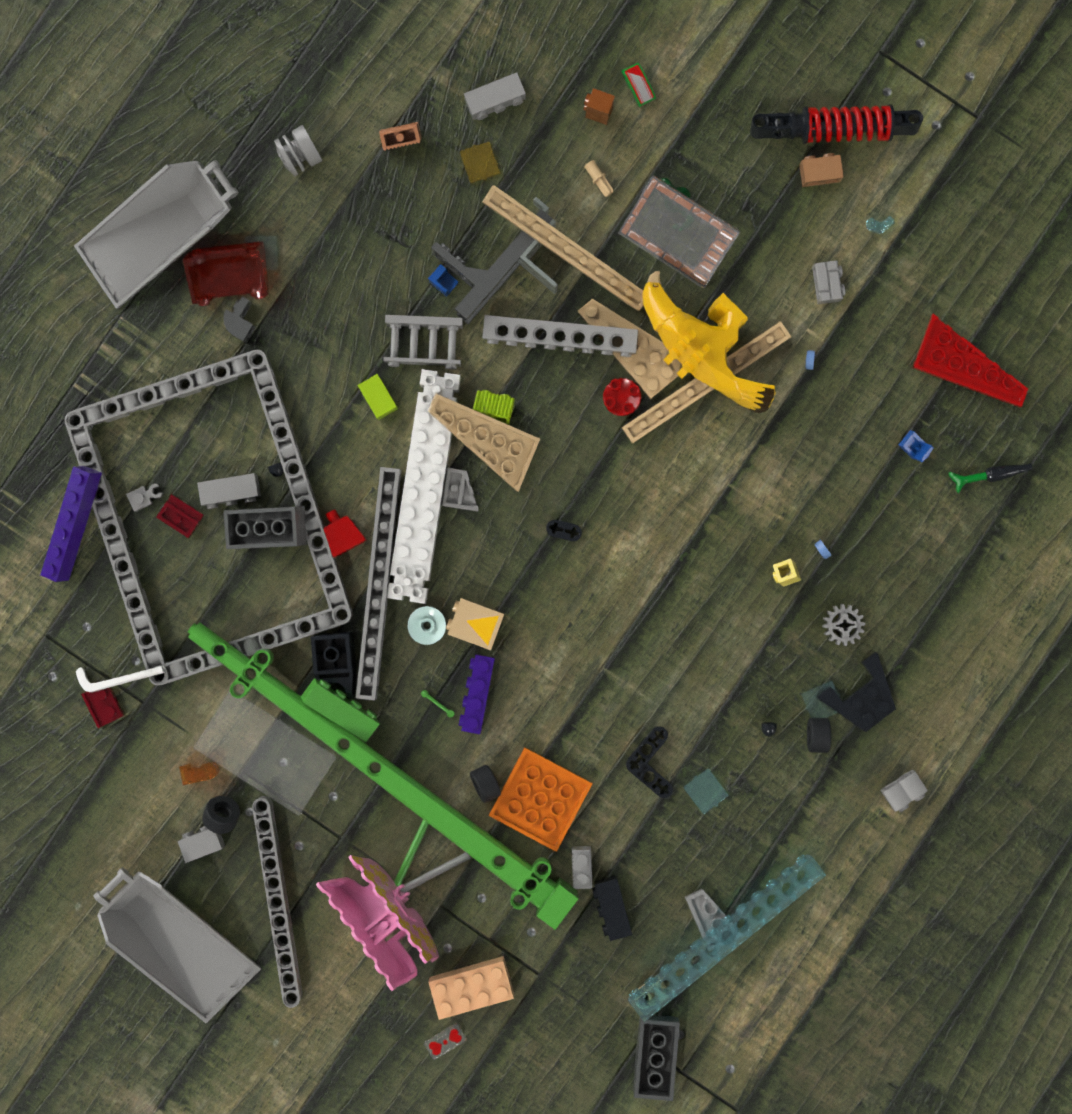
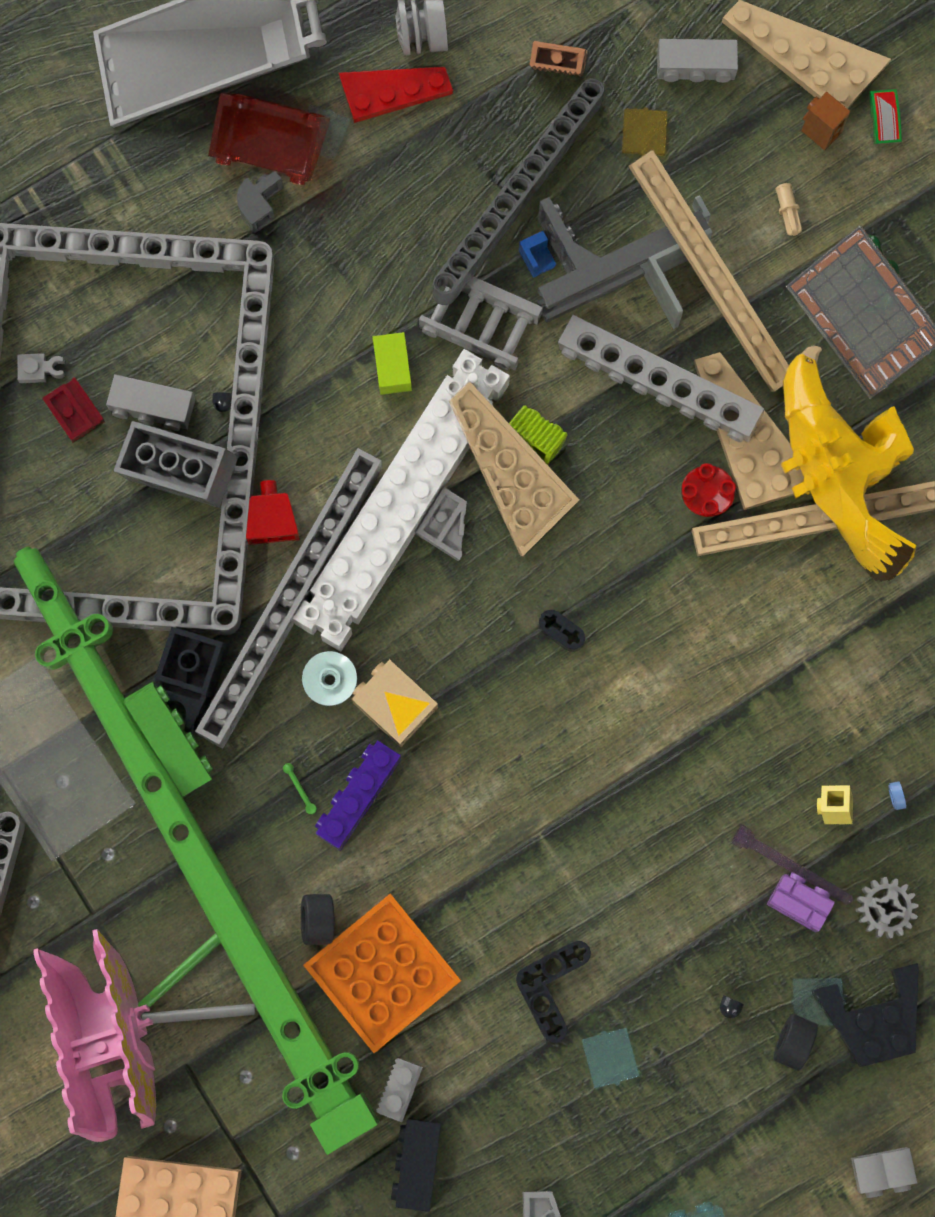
camera: 20 degrees right, 10 degrees down
(293, 205) = (387, 91): none -> red wing
(413, 233) = (515, 201): none -> dark grey beam
(573, 62) = (807, 55): none -> tan wing
(736, 617) = (744, 838): none -> piece
(787, 644) = (800, 902): none -> medium lavender brick

